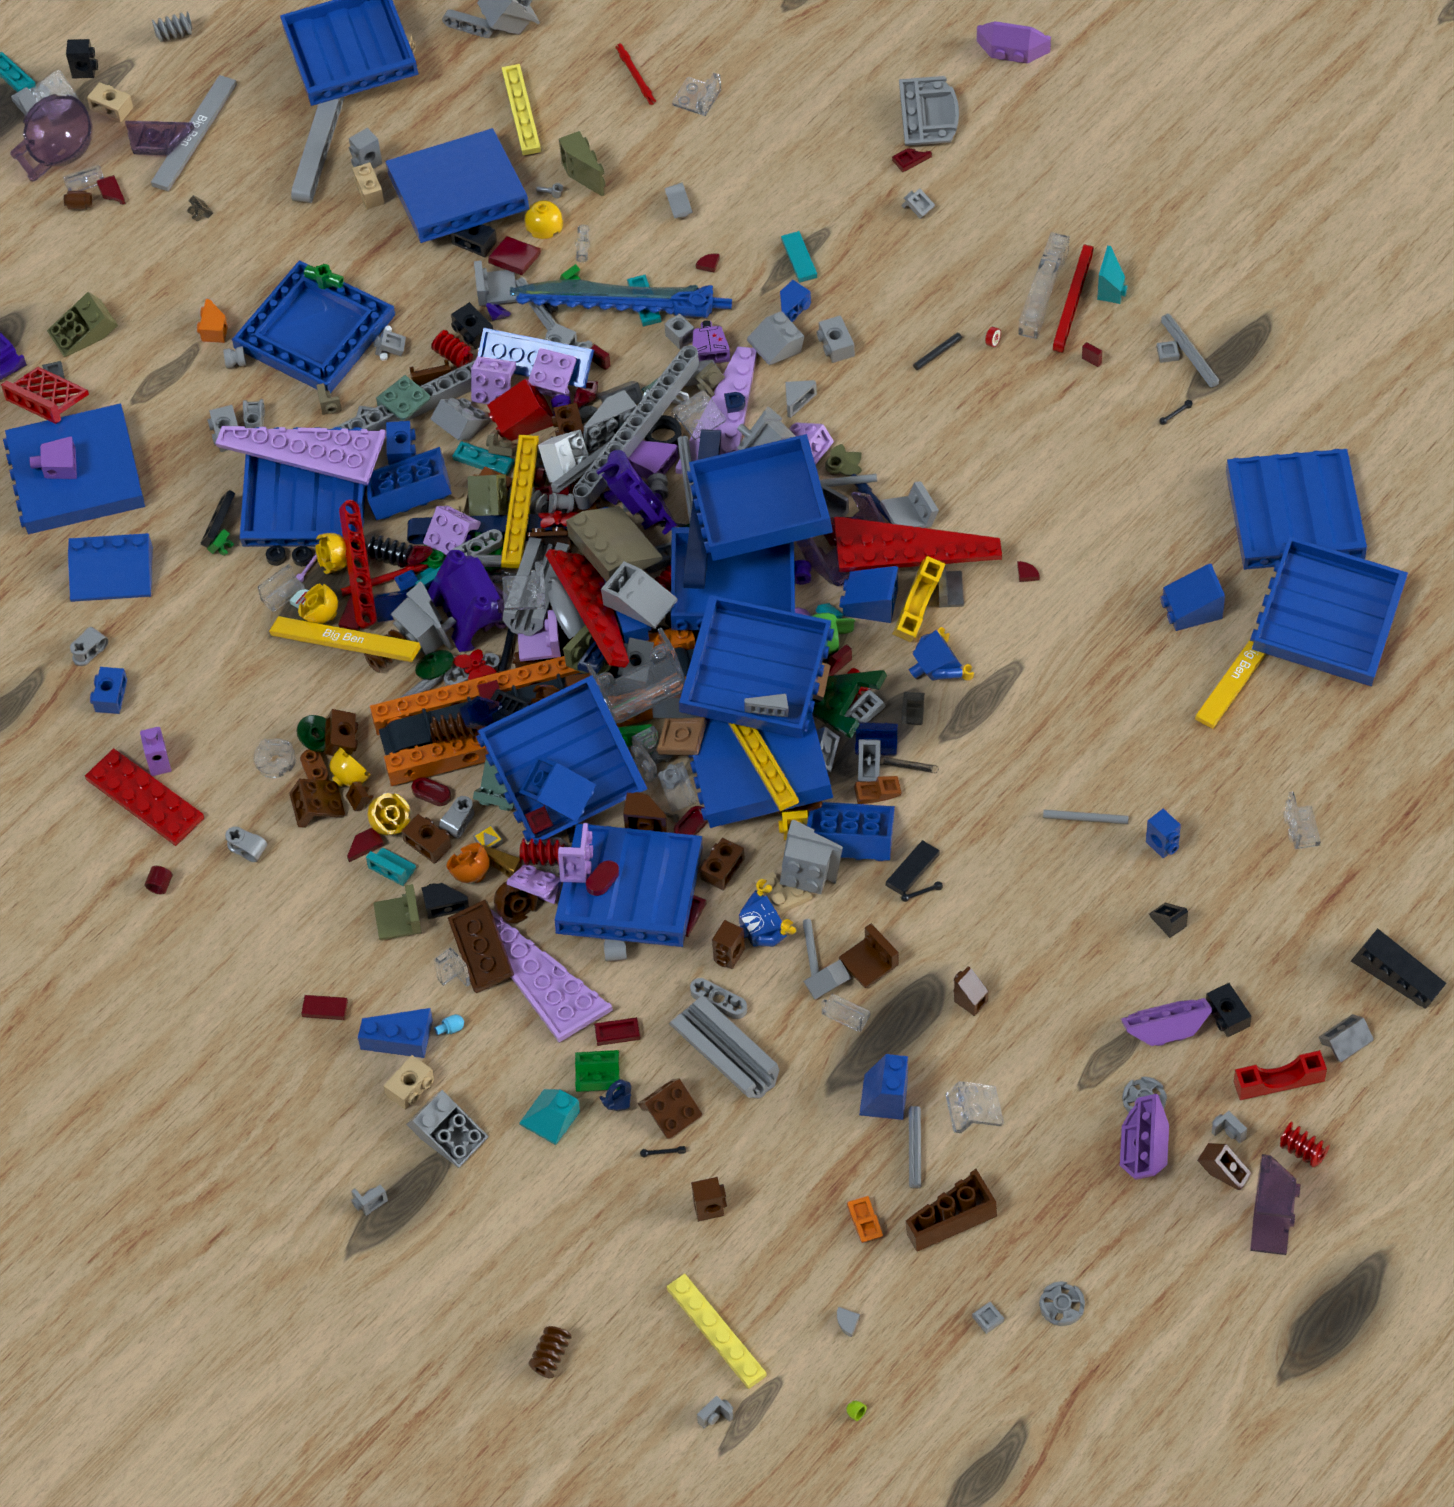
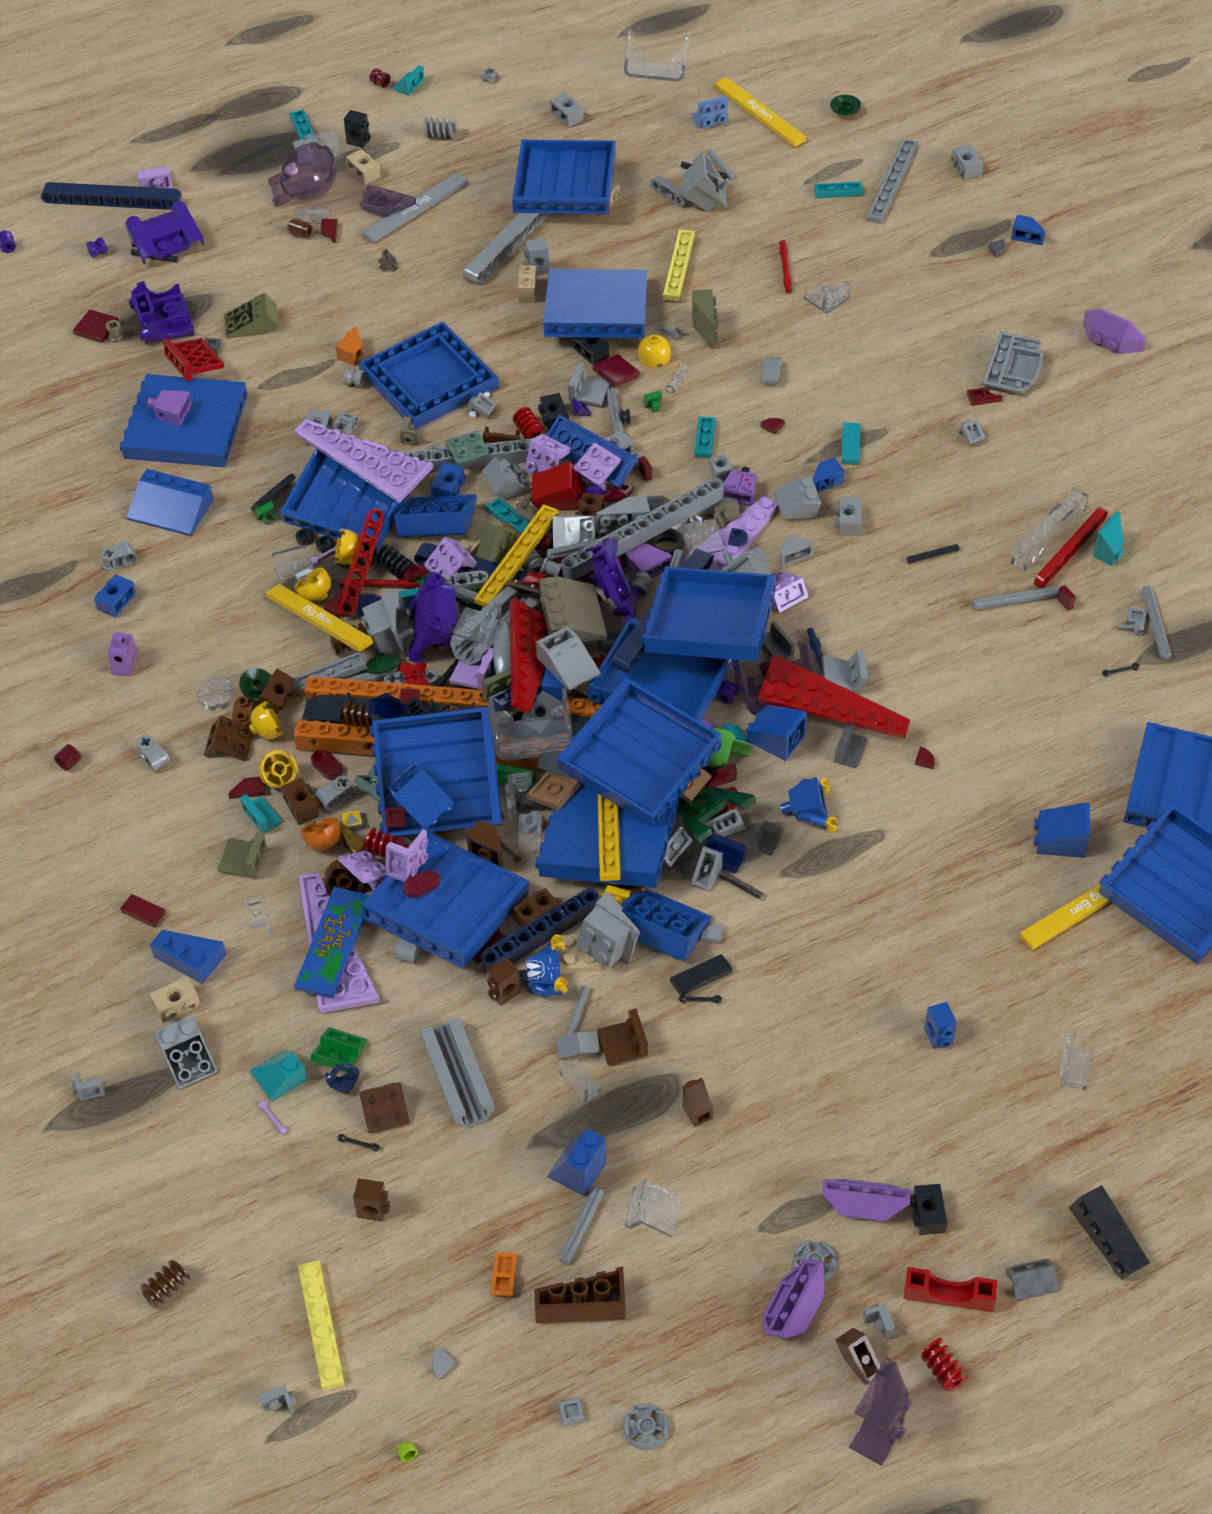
camera: 20 degrees right, 5 degrees down
(144, 797) = (96, 689): red plate -> none
(323, 276) = (453, 337): green axle -> none
(358, 796) = (264, 746): reddish brown tile -> none
(388, 690) = (336, 669): none -> light grey tile
(406, 580) = (401, 587): blue tile -> none
(443, 900) = (285, 857): black slope -> none
(450, 1025) = (237, 963): medium azure cylinder -> none
(480, 946) = (295, 906): reddish brown tile -> none
(539, 968) = (332, 944): none -> blue tile
(551, 1152) = (263, 1106): none -> lavender hinge
(617, 1031) = (374, 1022): dark red tile -> none
(687, 301) = (736, 447): piece -> none
(691, 822) = (526, 867): dark red tile -> none
(713, 990) = (476, 1035): light grey beam -> none
(735, 891) = (546, 924): none -> dark blue beam
(767, 705) = (631, 786): light grey slope -> none
(846, 462) = (808, 615): olive plate -> none
(849, 480) = (802, 631): light grey bar -> none
(880, 790) = (704, 898): dark orange slope -> none
(904, 823) = (712, 933): none -> light grey tile
(918, 598) = (815, 746): yellow arch -> none
(993, 336) = (986, 556): red tile -> none
(1041, 371) = (1017, 597): none -> light grey axle
(1081, 816) = (879, 986): light grey bar -> none
(1170, 918) = (914, 1105): black slope -> none
(1174, 362) = (1137, 627): none -> light grey hand

